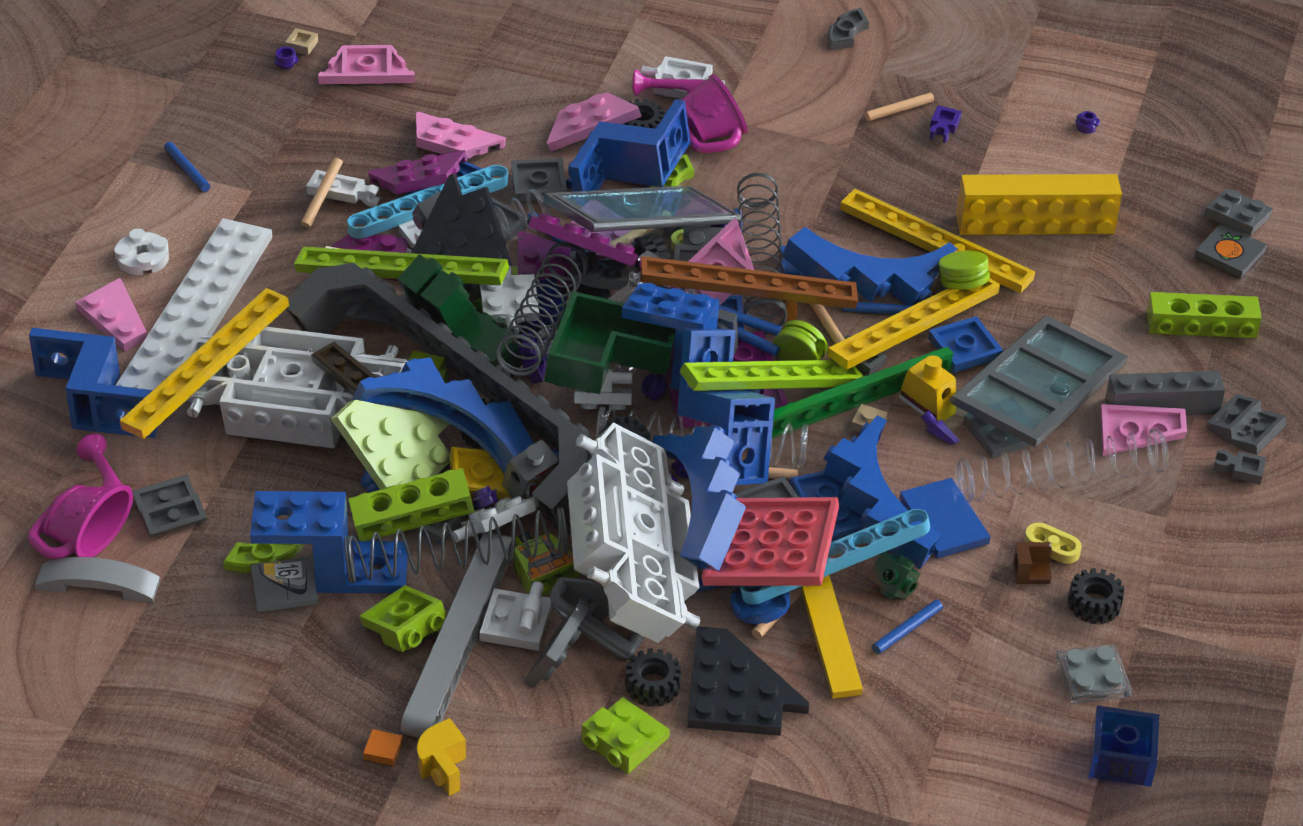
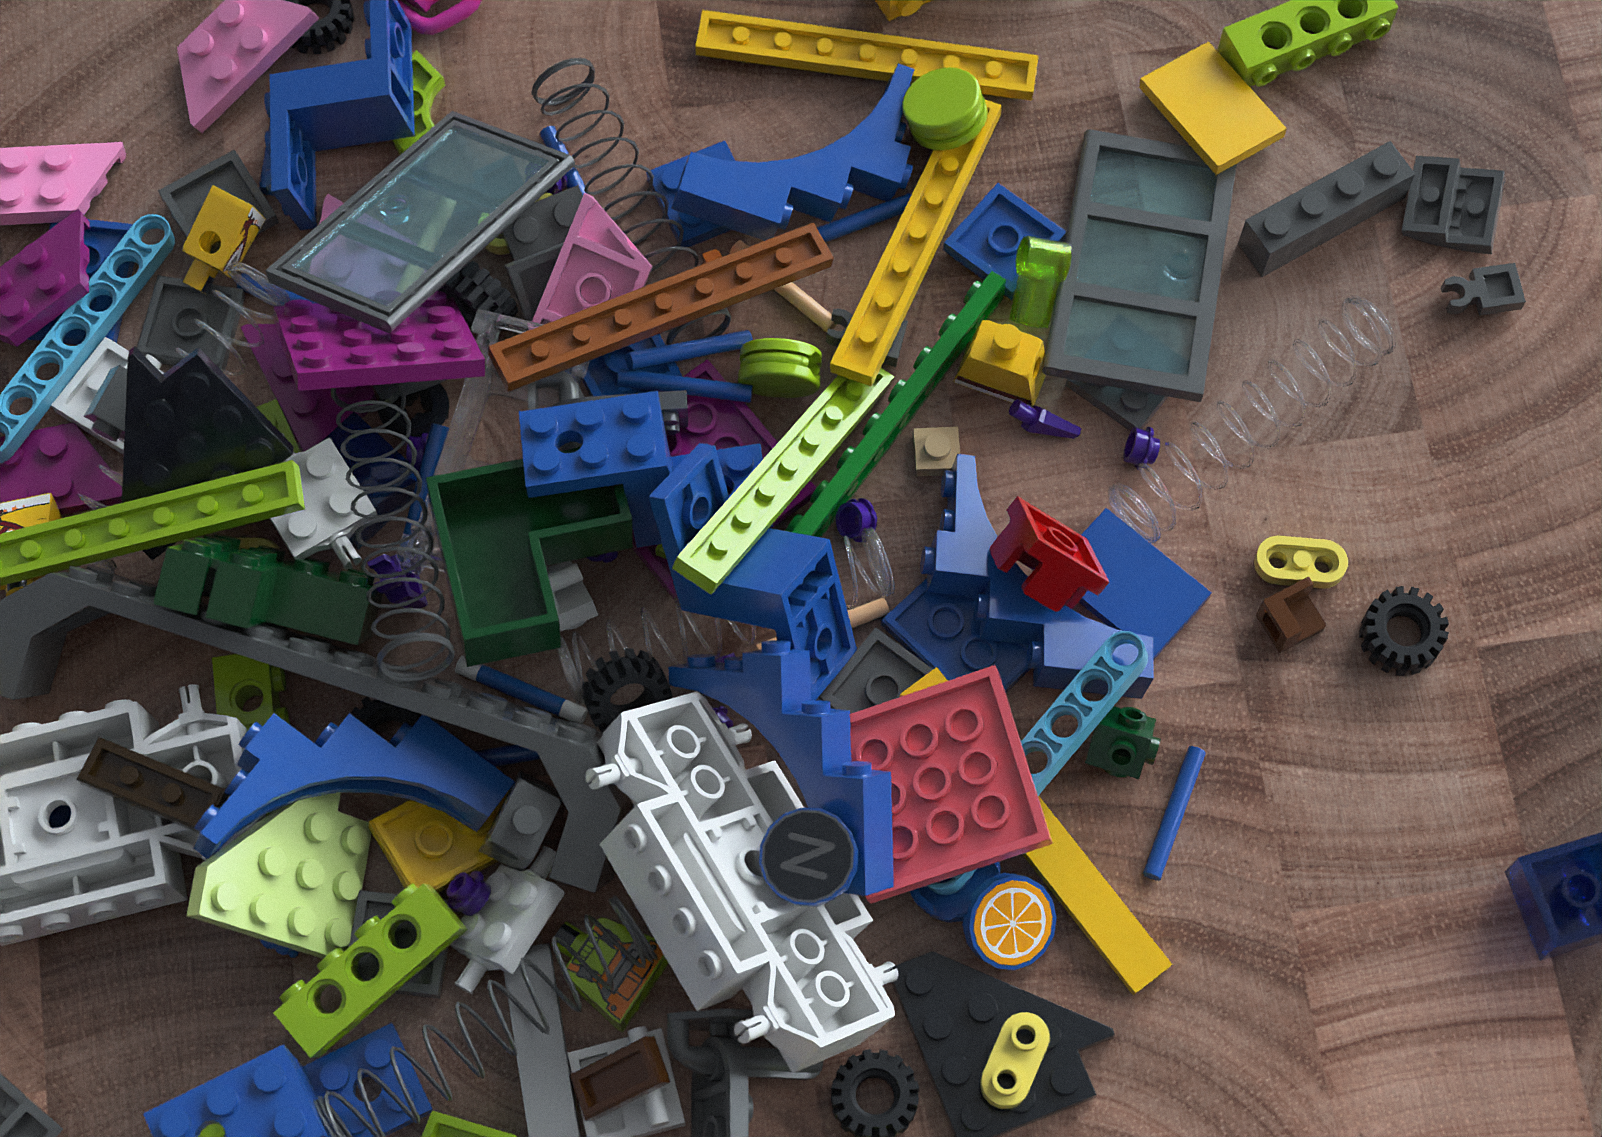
camera: 25 degrees left, 25 degrees up
(515, 599) = (620, 1078): none -> reddish brown tile
(534, 172) = (224, 221): none -> yellow torso
(677, 523) = (808, 857): none -> black tile
(746, 685) = (1015, 1059): none -> light yellow plate
(778, 628) = (1009, 921): none -> tile
(797, 428) = (854, 517): none -> dark purple plate
(899, 470) = (1059, 557): none -> red panel
(974, 357) = (1040, 269): none -> clear neon green piece
(992, 459) = (1141, 447): none -> dark purple plate
(1093, 673) = (1462, 770): piece -> none
(1122, 419) = (1315, 284): bright pink wing -> none
(1125, 330) = (1212, 108): none -> yellow tile

